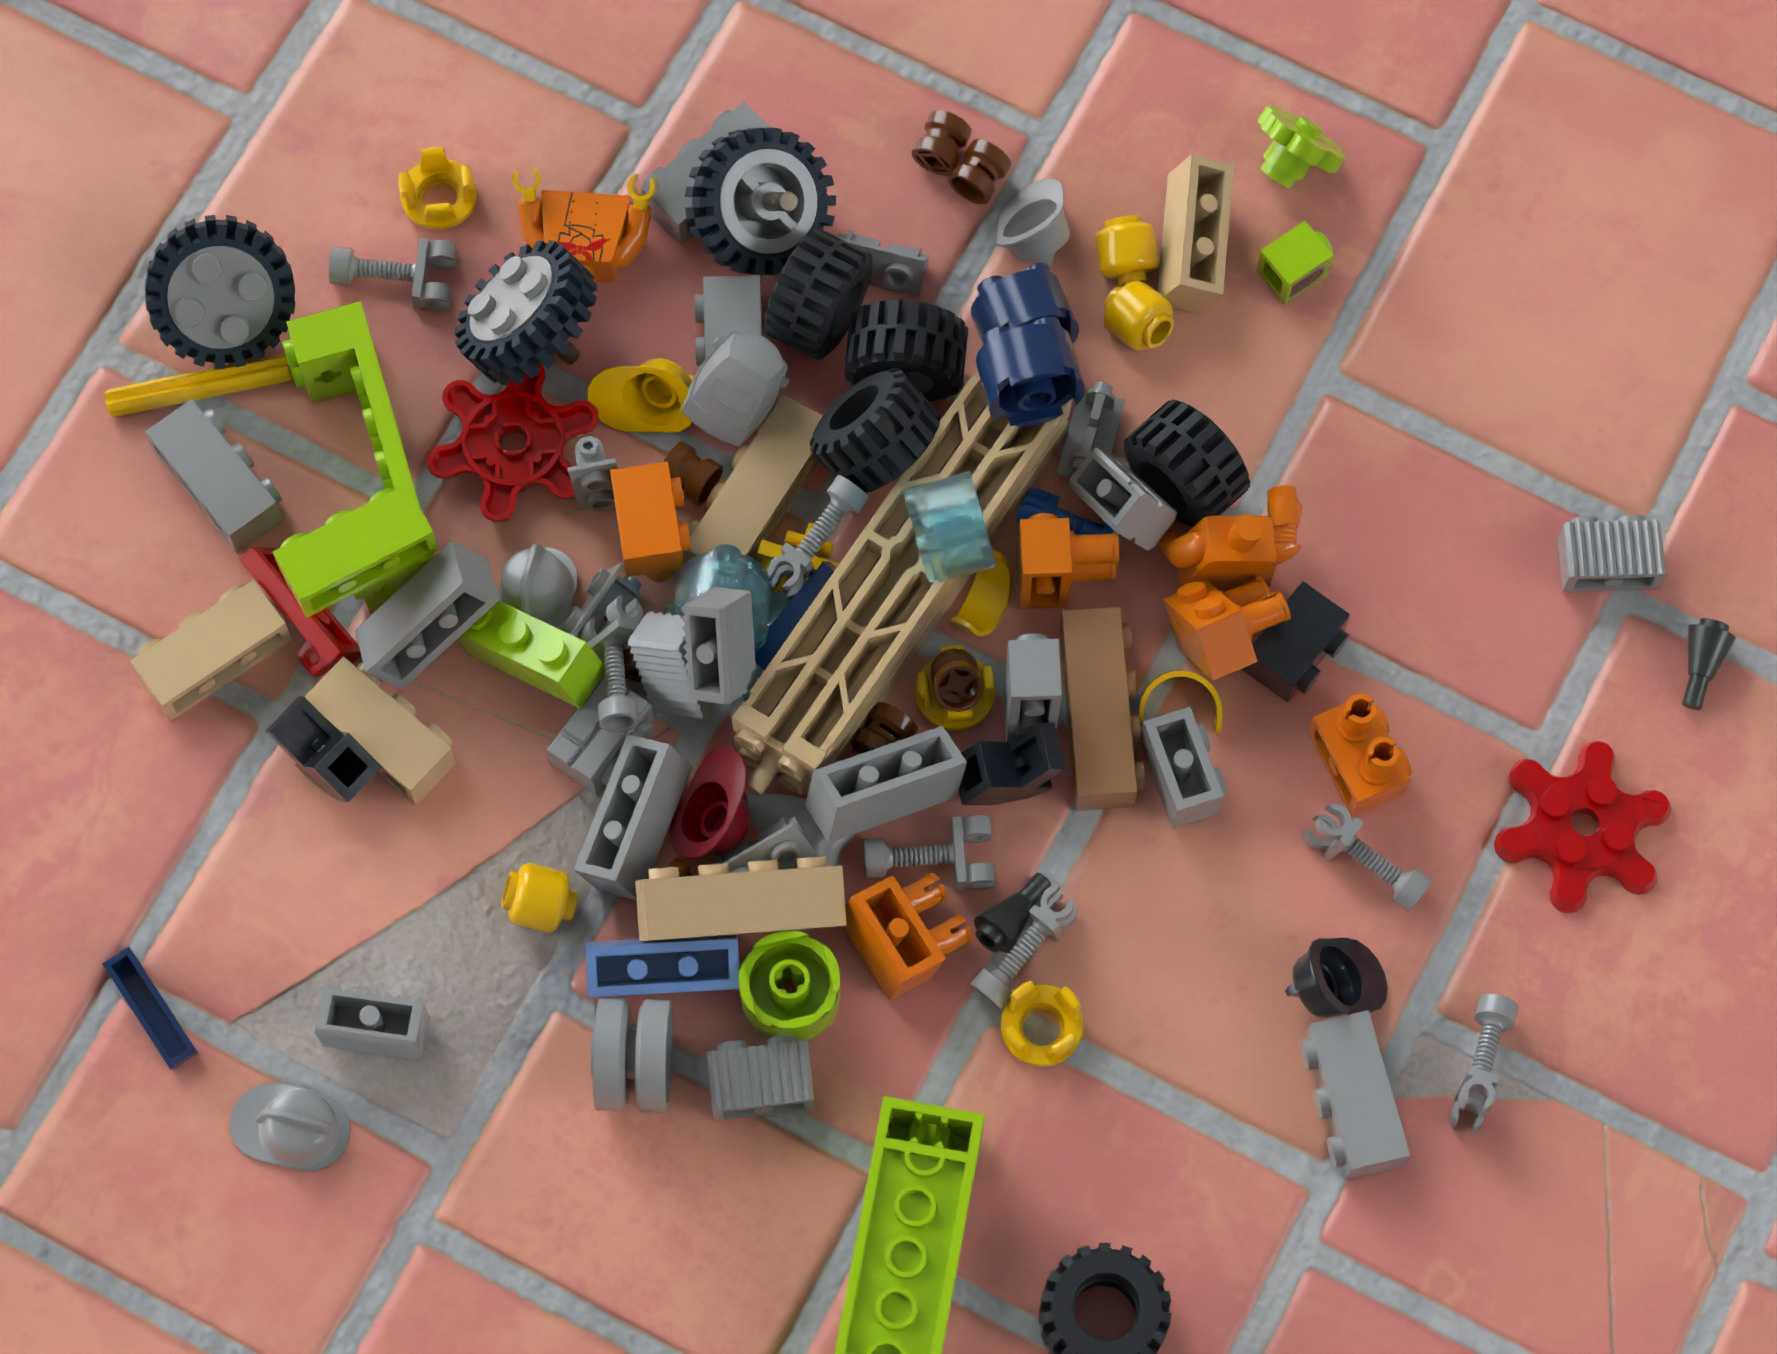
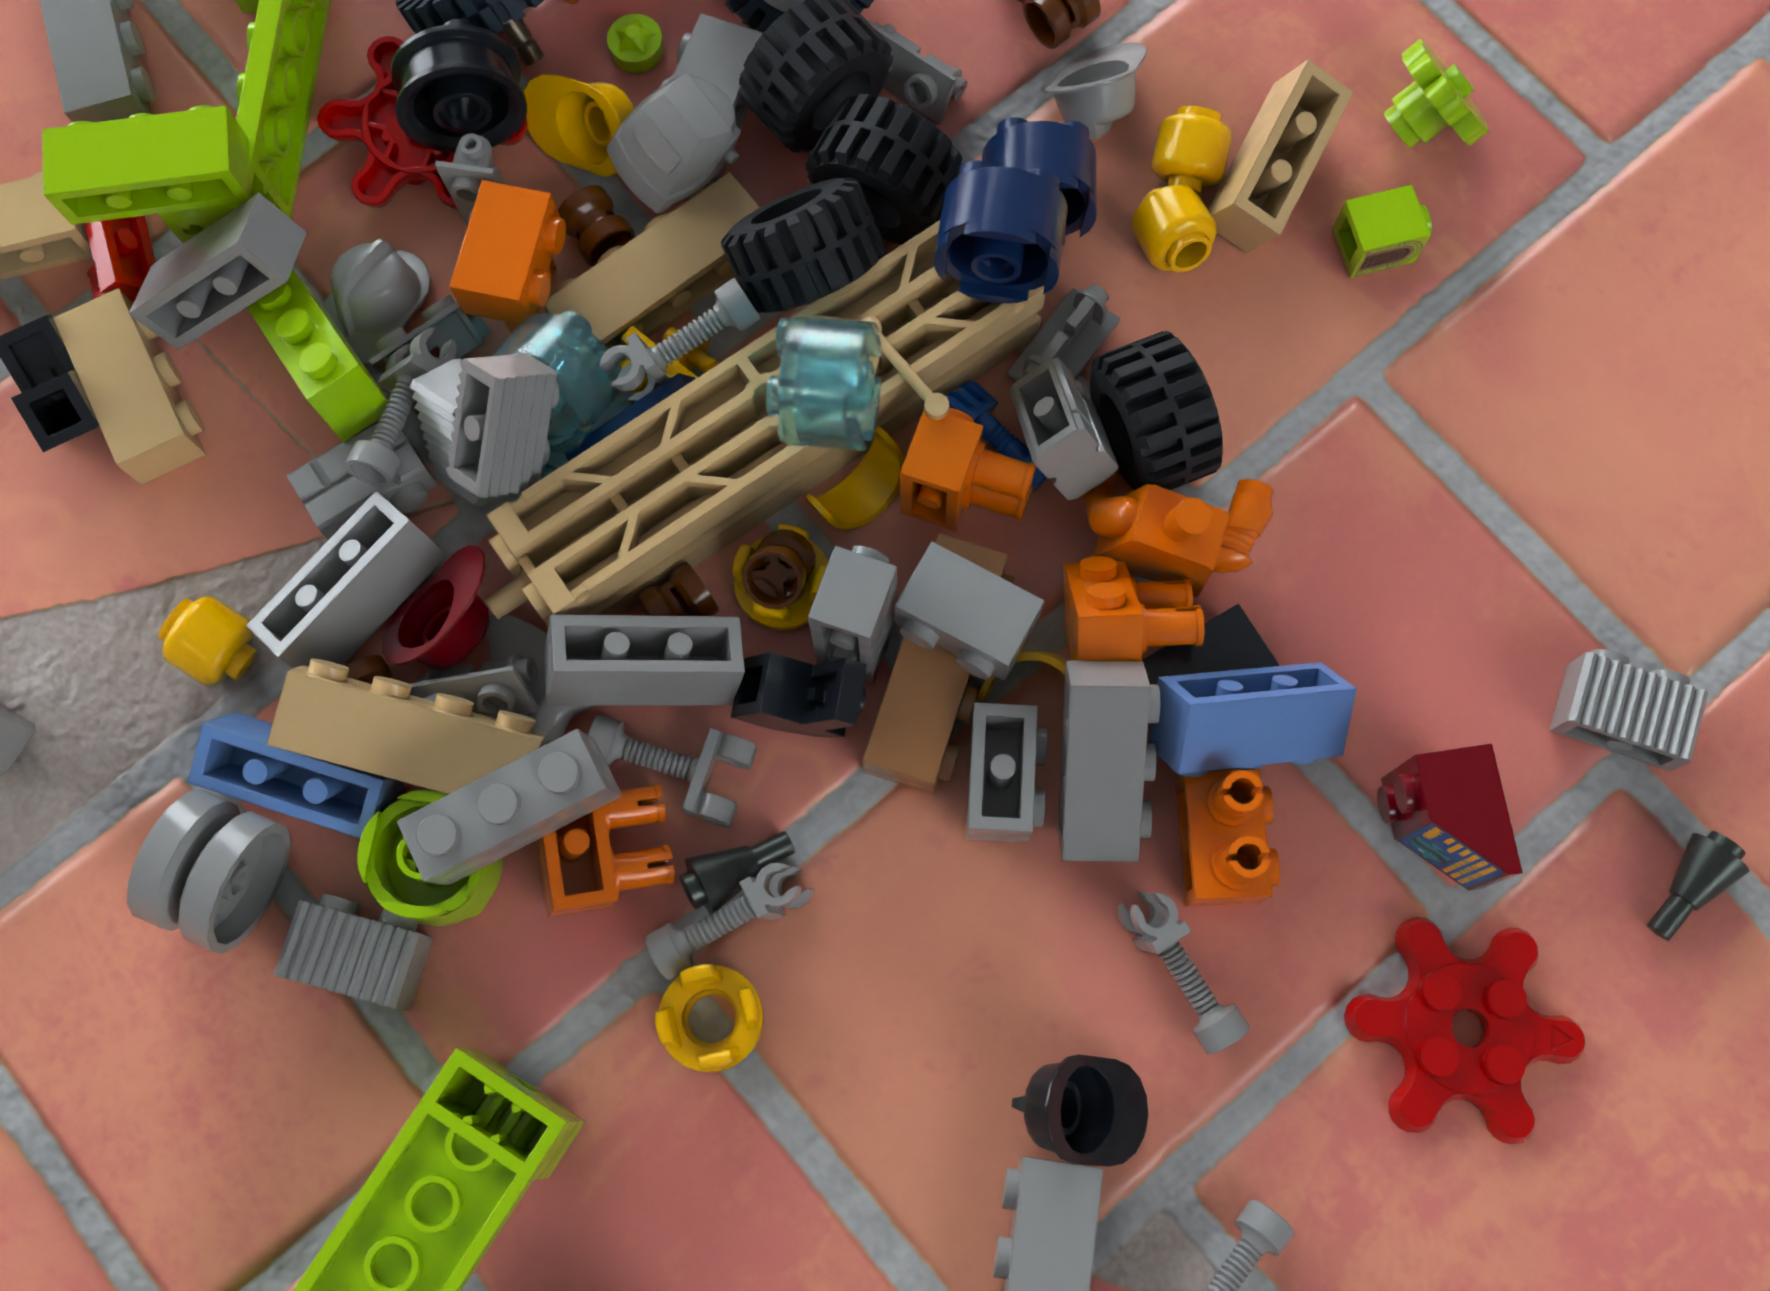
camera: 25 degrees right, 5 degrees up
(551, 405) = (458, 84): none -> black wheel
(650, 316) = (635, 43): none -> lime tile
(850, 914) = (509, 808): none -> light grey brick
(1028, 515) = (936, 404): none -> tan hinge
(1113, 658) = (967, 613): none -> light grey brick
(1254, 728) = (1106, 760): none -> light grey brick
(1345, 658) = (1252, 718): none -> medium blue brick
(1513, 674) = (1453, 814): none -> dark red slope

